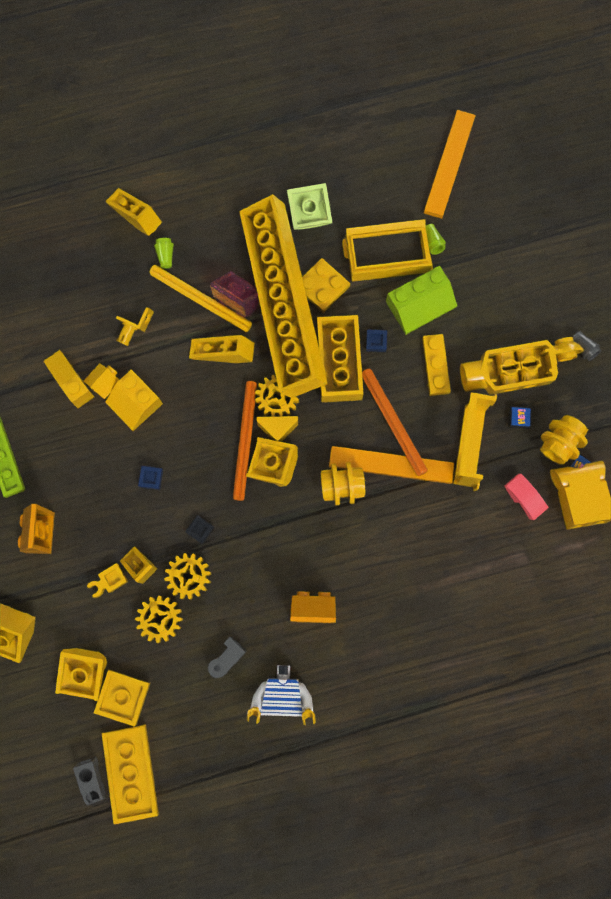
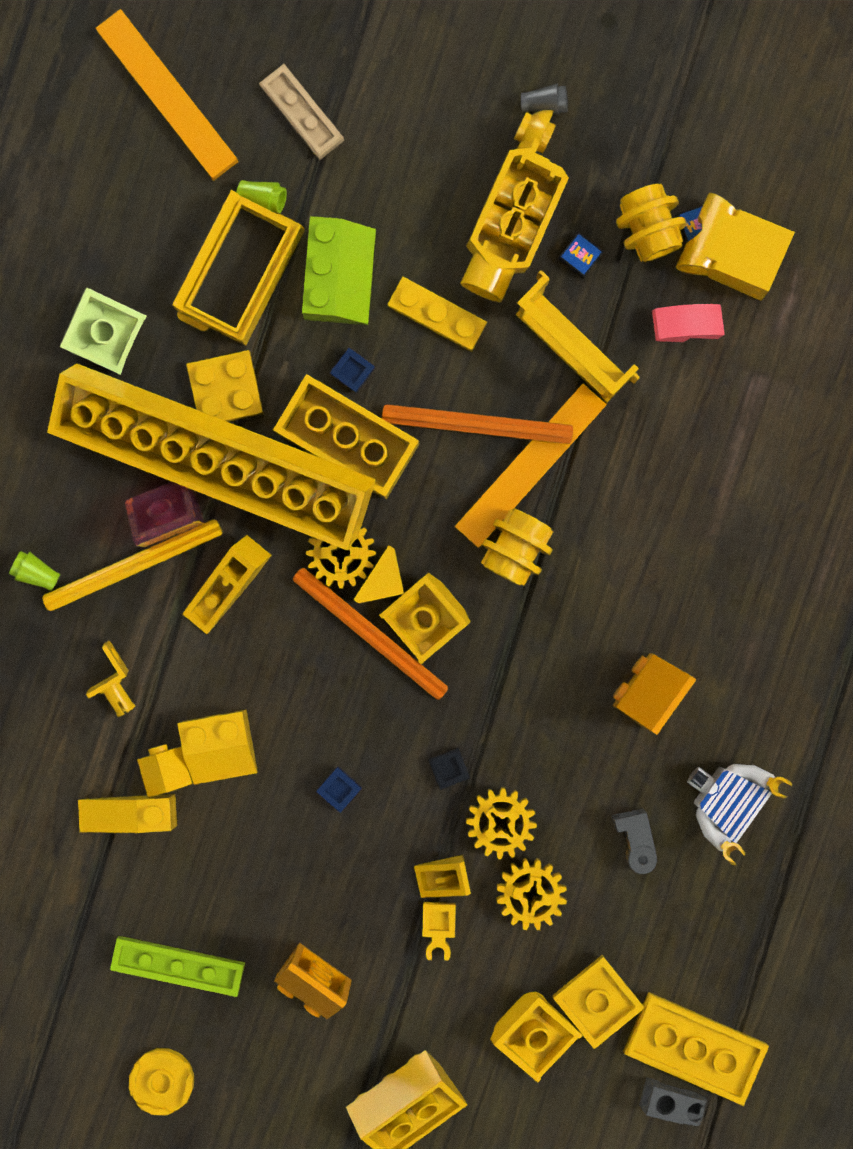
camera: 55 degrees left, 10 degrees up
(489, 232) = (301, 111): none -> tan tile

